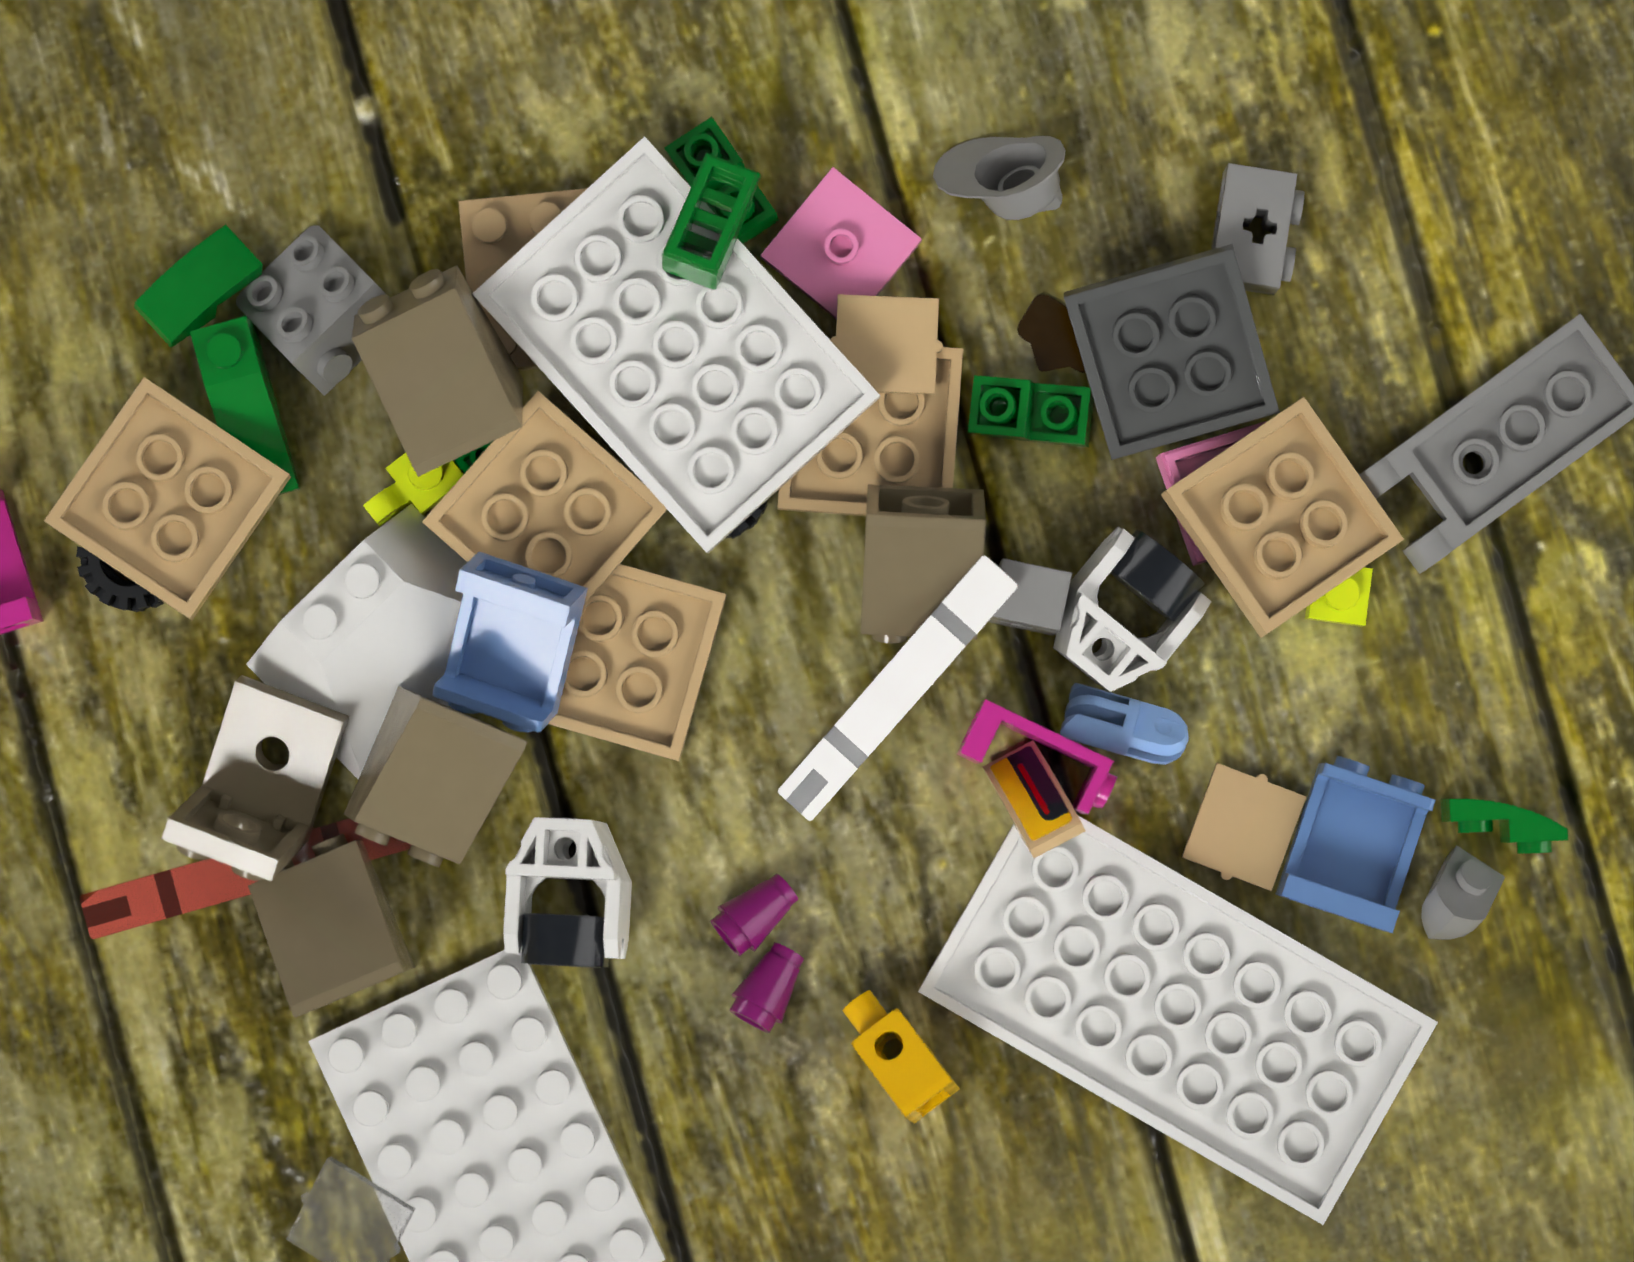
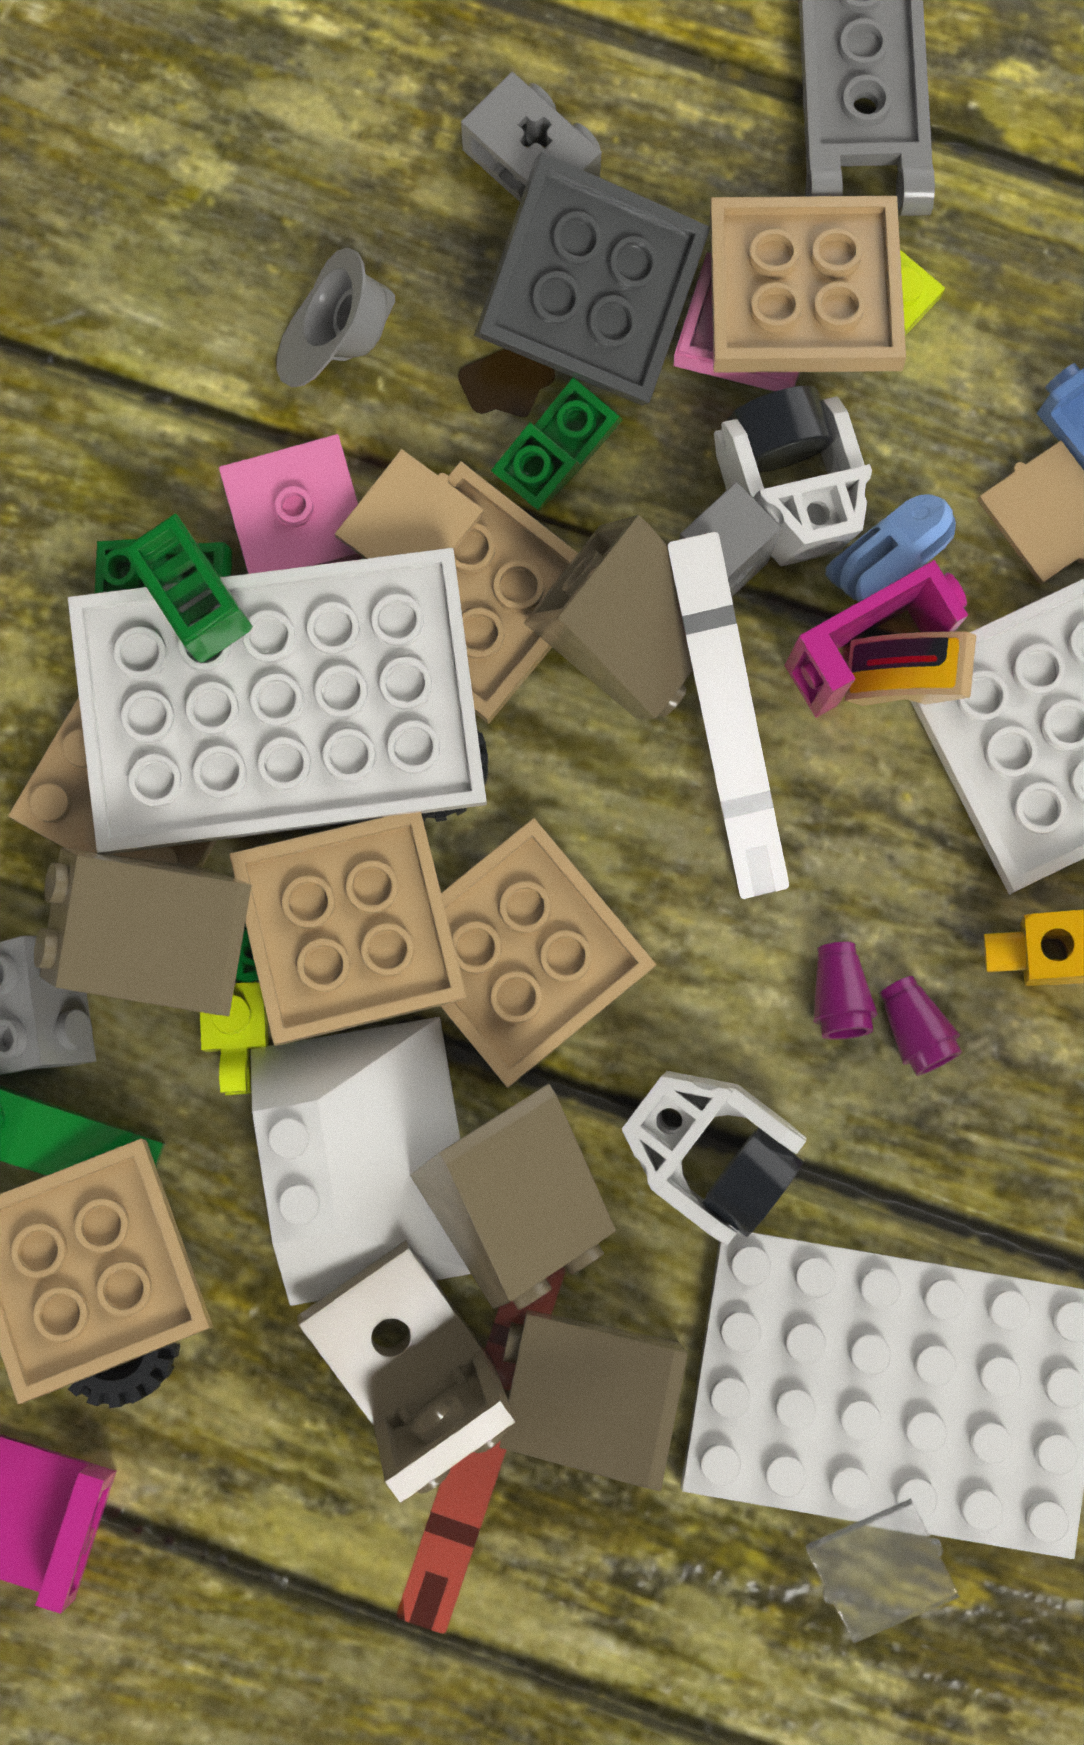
camera: 60 degrees left, 5 degrees down
(511, 643) = (444, 1038): medium blue panel -> none

